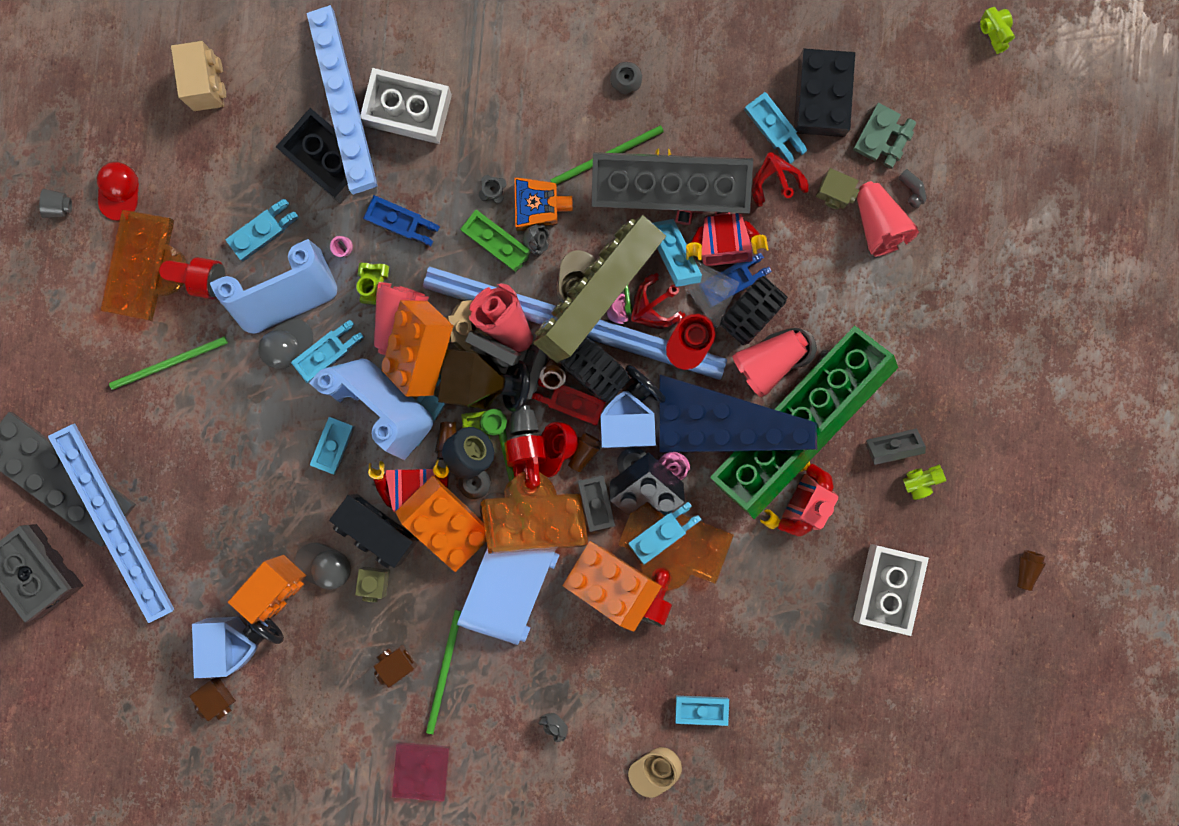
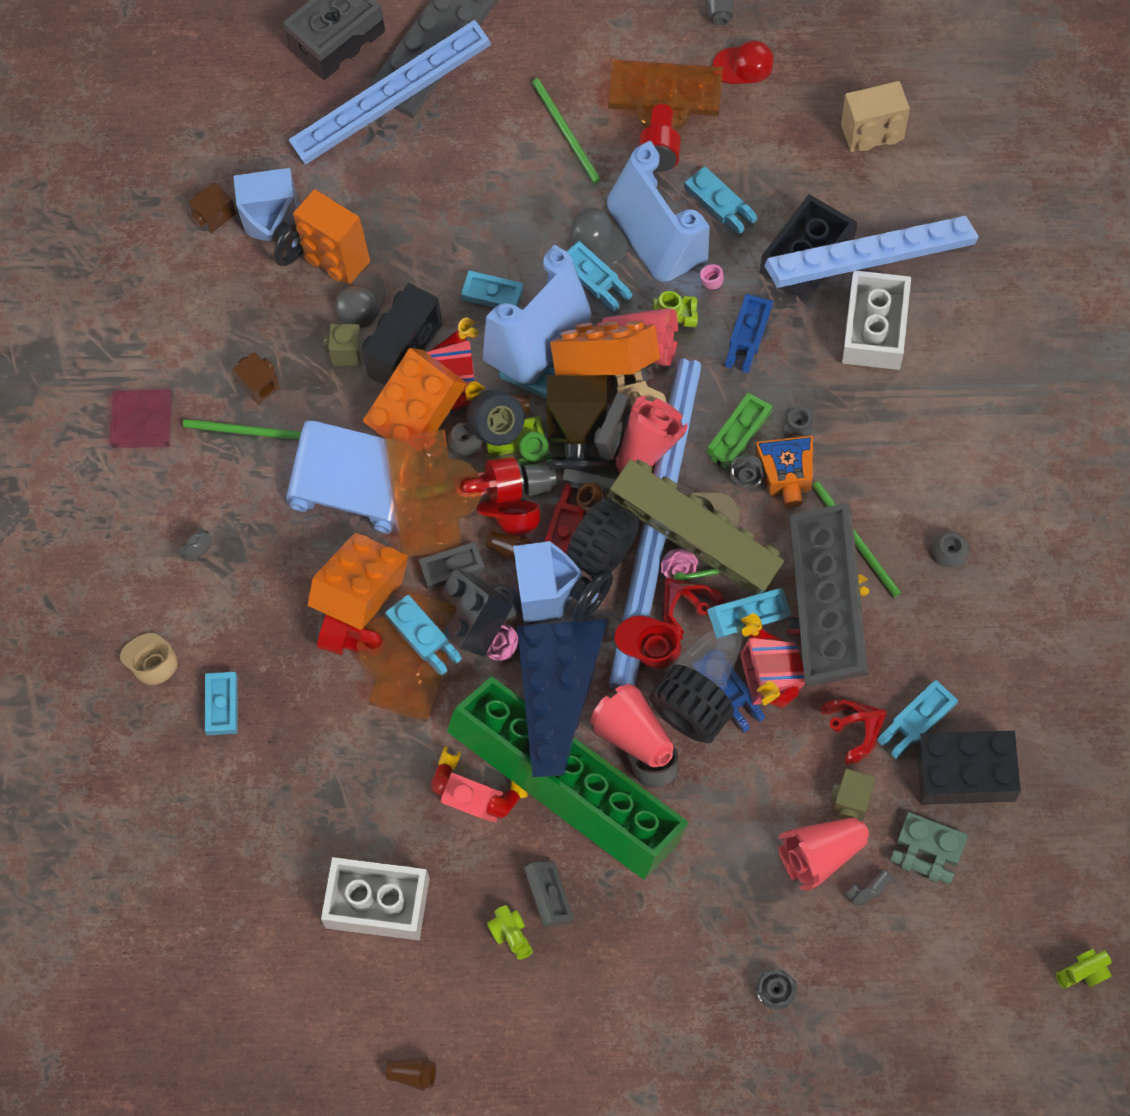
camera: 90 degrees right, 20 degrees down
(997, 270) = (780, 979): none -> dark grey plate

